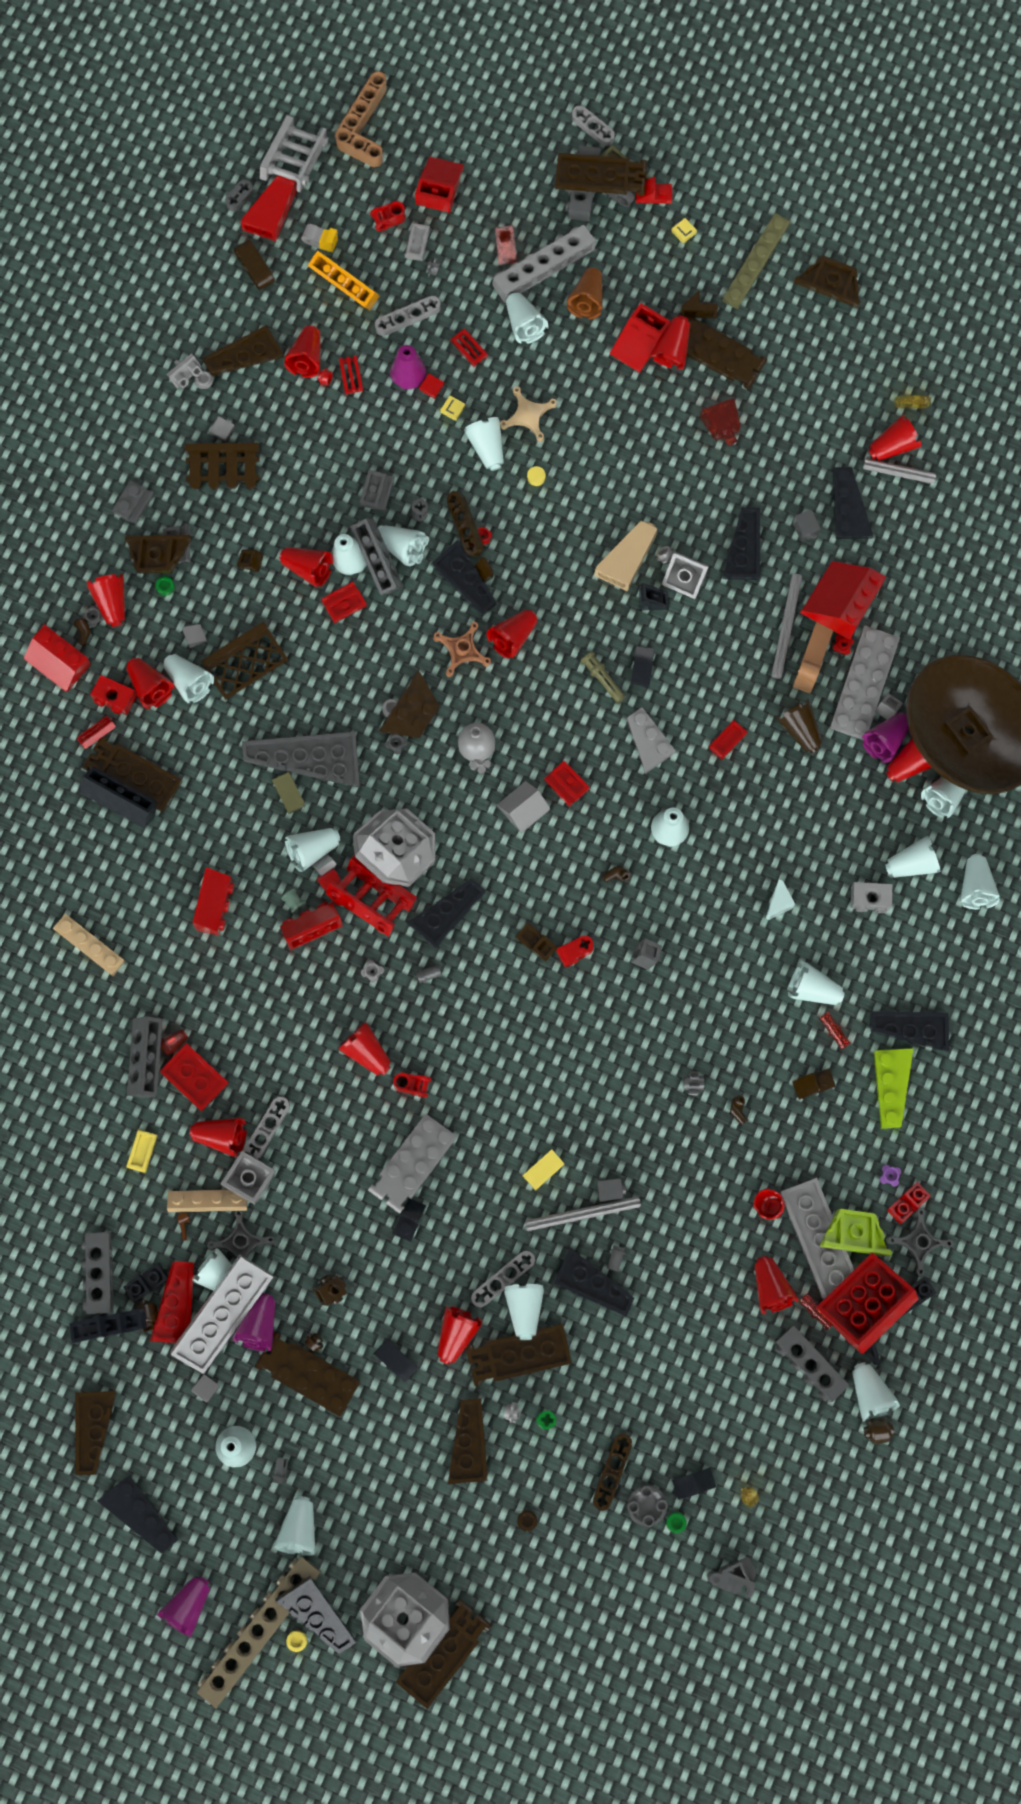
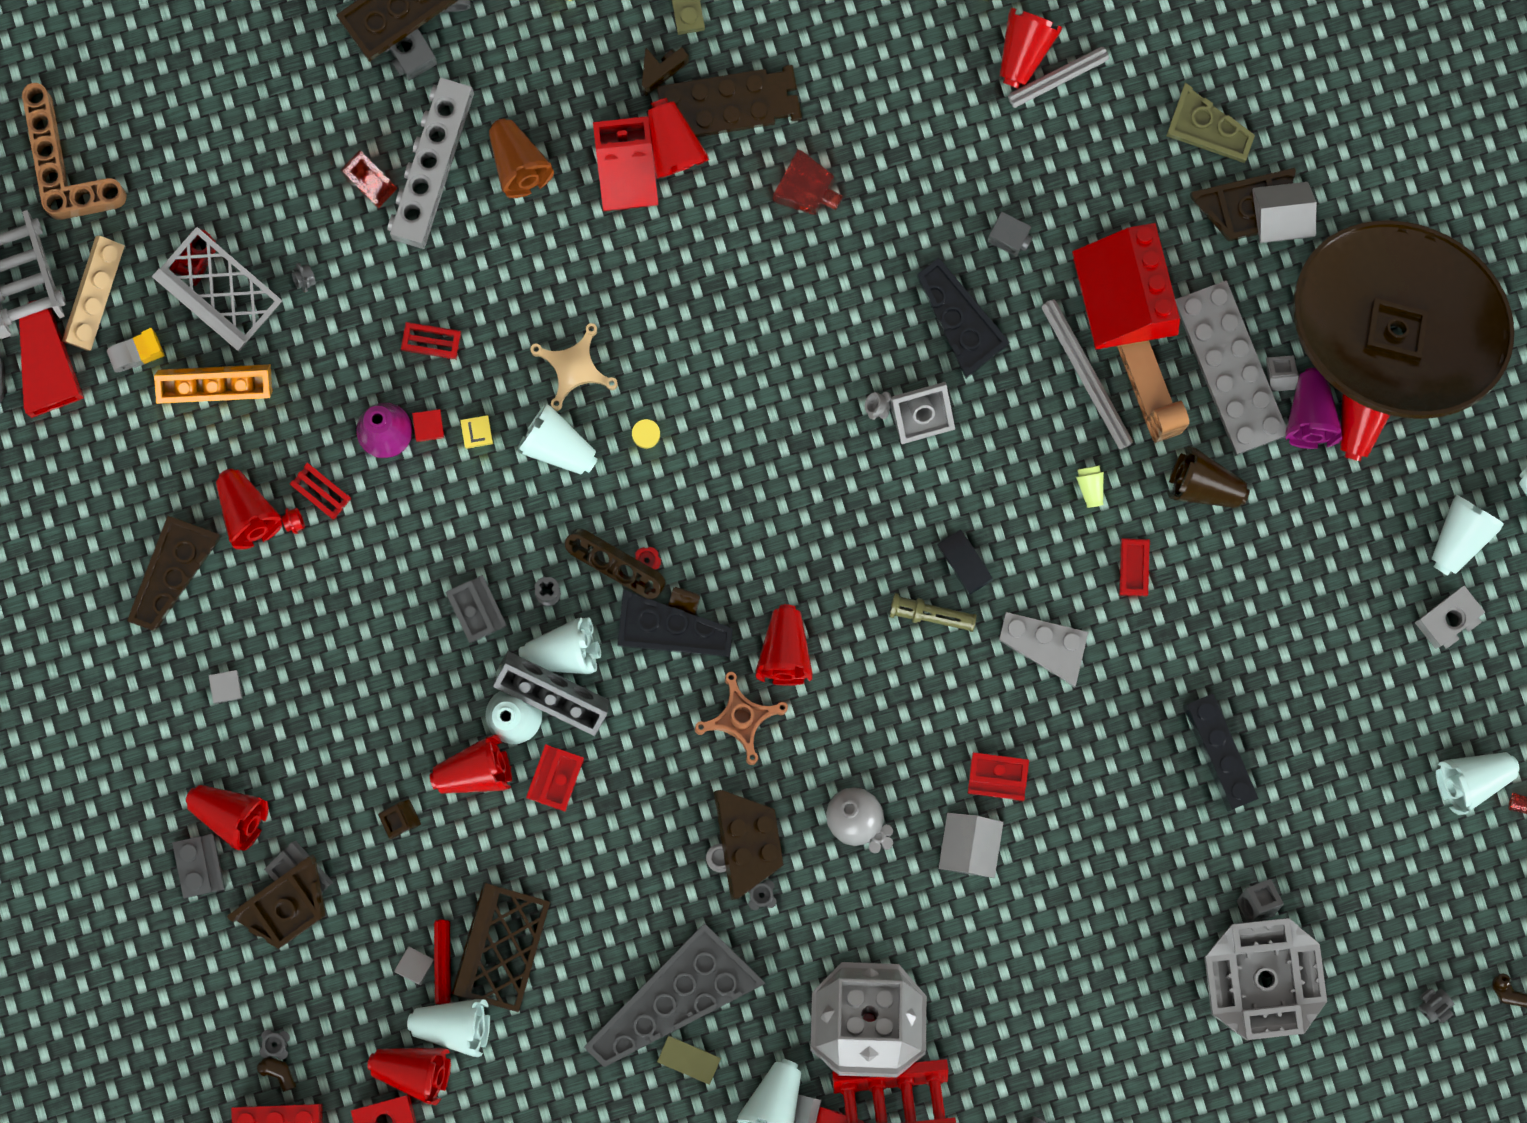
camera: 40 degrees left, 5 degrees up
(109, 598) = (278, 1008): red cone -> none
(165, 586) = (326, 935): green tile -> none
(169, 489) = (228, 814): none -> red cone
(184, 370) = (118, 655): light grey hips -> none
(204, 380) = (150, 645): light grey plate -> none
(210, 643) = (442, 962): none -> red axle
(231, 451) = (256, 741): dark brown fence -> none
(254, 265) = (86, 451): dark brown beam -> none
(324, 194) = (93, 293): none -> tan plate
(369, 238) = (203, 309): none -> light grey fence
(406, 313) = (328, 363): light grey beam -> none
(417, 242) = (257, 258): light grey plate -> none
(438, 184) = (220, 165): red slope -> none
(441, 918) = (992, 1053): black wing -> none
(525, 319) = (468, 251): light aqua cone -> none
(536, 942) = (1121, 992): dark brown slope -> none
(572, 951) = (1173, 971): red piece -> none
(617, 873) = (1144, 832): dark brown arm -> none
(621, 973) = (1296, 974): none -> light grey piece
(626, 558) = (838, 449): tan slope -> none
(652, 598) = (908, 470): black slope -> none
(670, 827) = (1149, 734): light aqua cone -> none
(691, 864) = (1220, 752): none -> black brick
(741, 681) = (1091, 485): none -> yellowish green cone
(780, 902) = (1354, 711): light aqua slope -> none
(843, 649) = (1166, 350): red plate -> none
(849, 510) = (1039, 171): black wing -> none
(942, 797) = (1434, 436): light aqua cone -> none
(943, 609) = (1232, 204): none -> dark brown wing
(955, 555) = (1208, 128): none -> olive wing
(959, 626) = (1285, 212): none -> light grey slope

